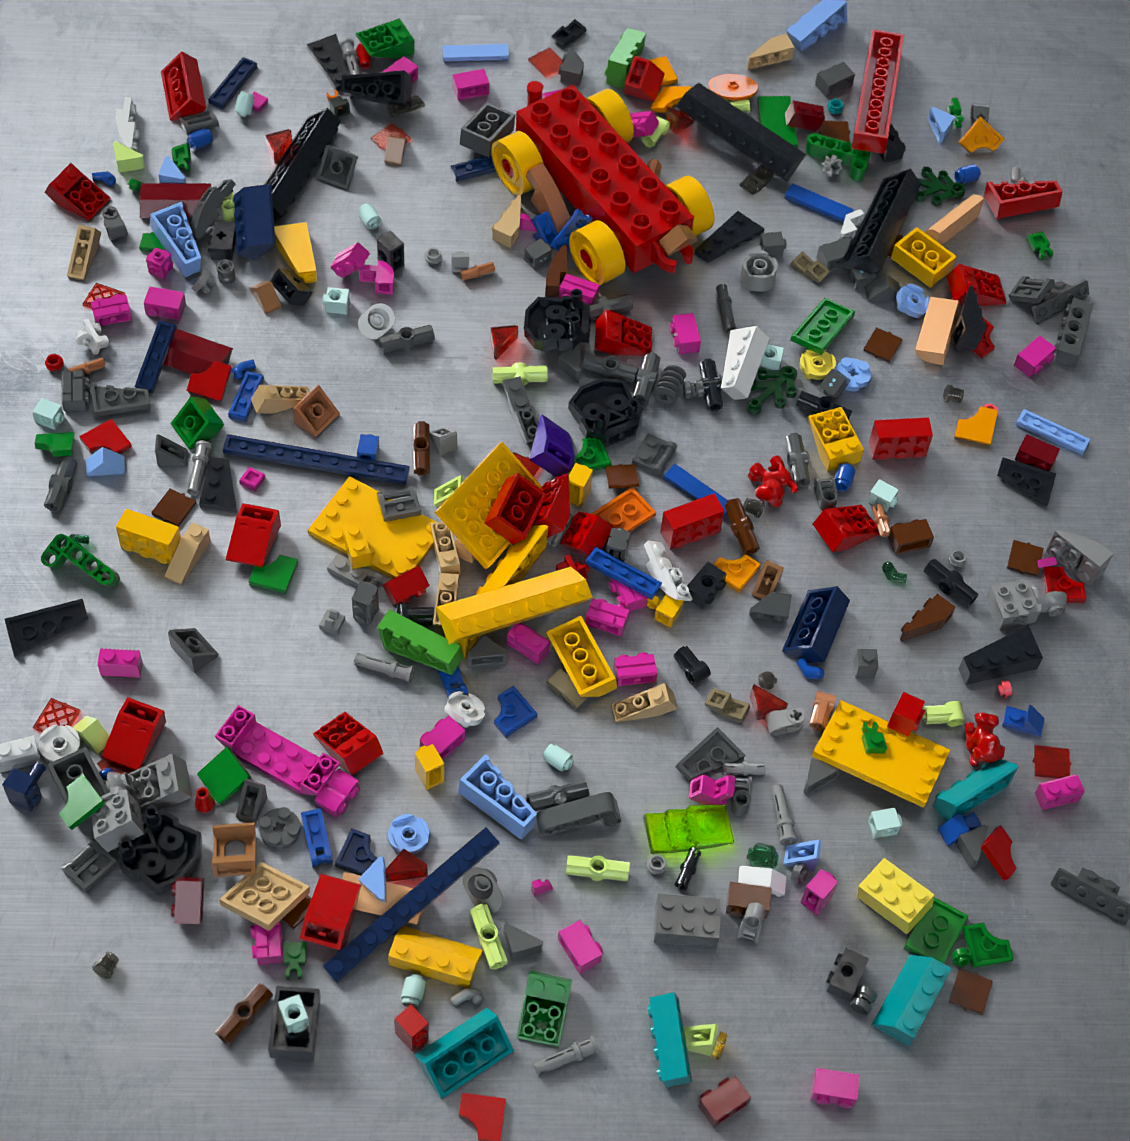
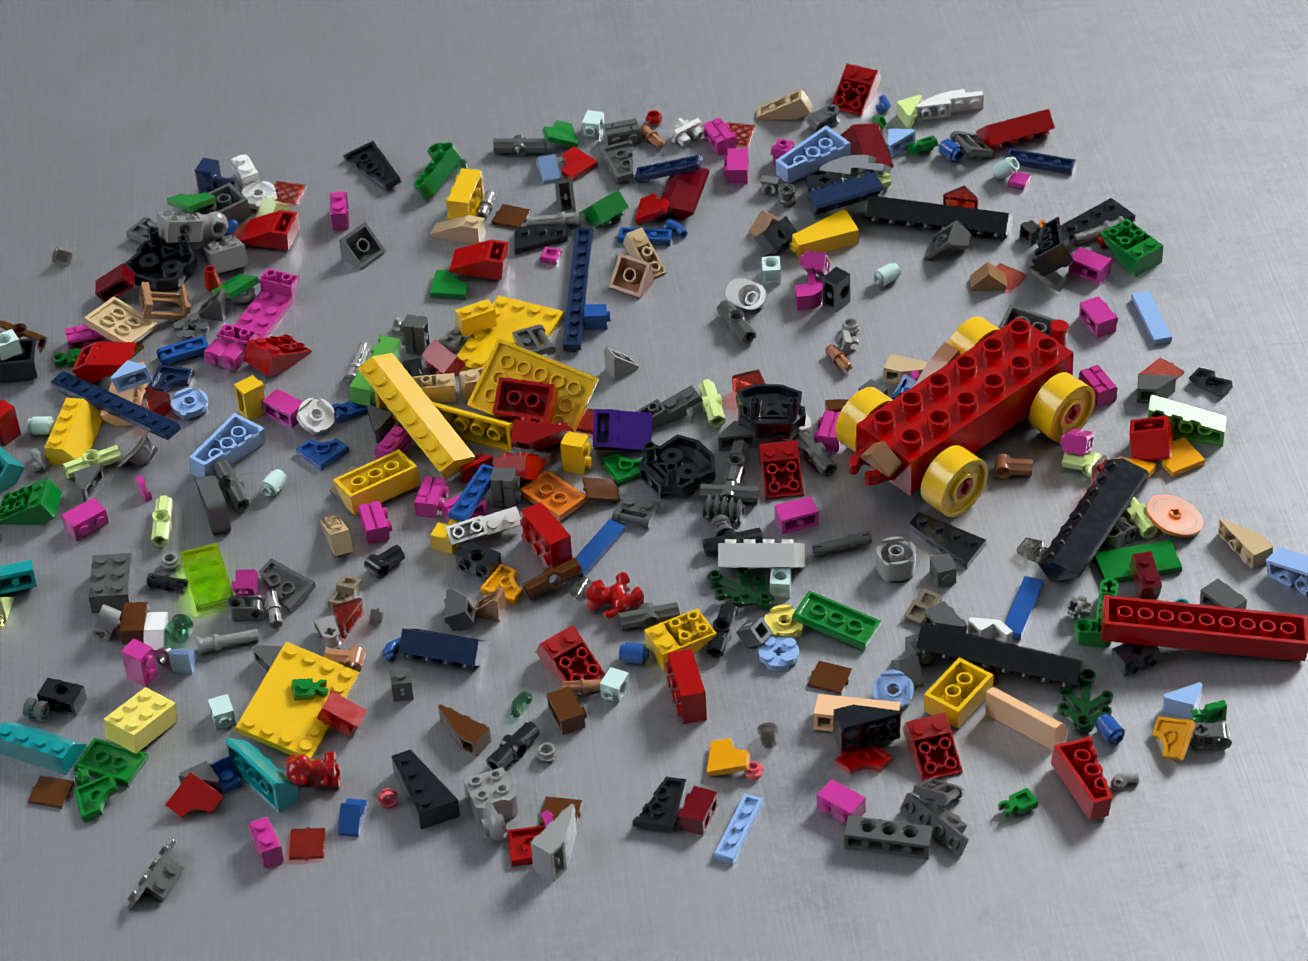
camera: 90 degrees right, 15 degrees down
(421, 436) = (596, 350): reddish brown piece -> none
(826, 492) = (608, 640): dark grey piece -> none
(949, 713) = (351, 752): yellowish green piece -> none

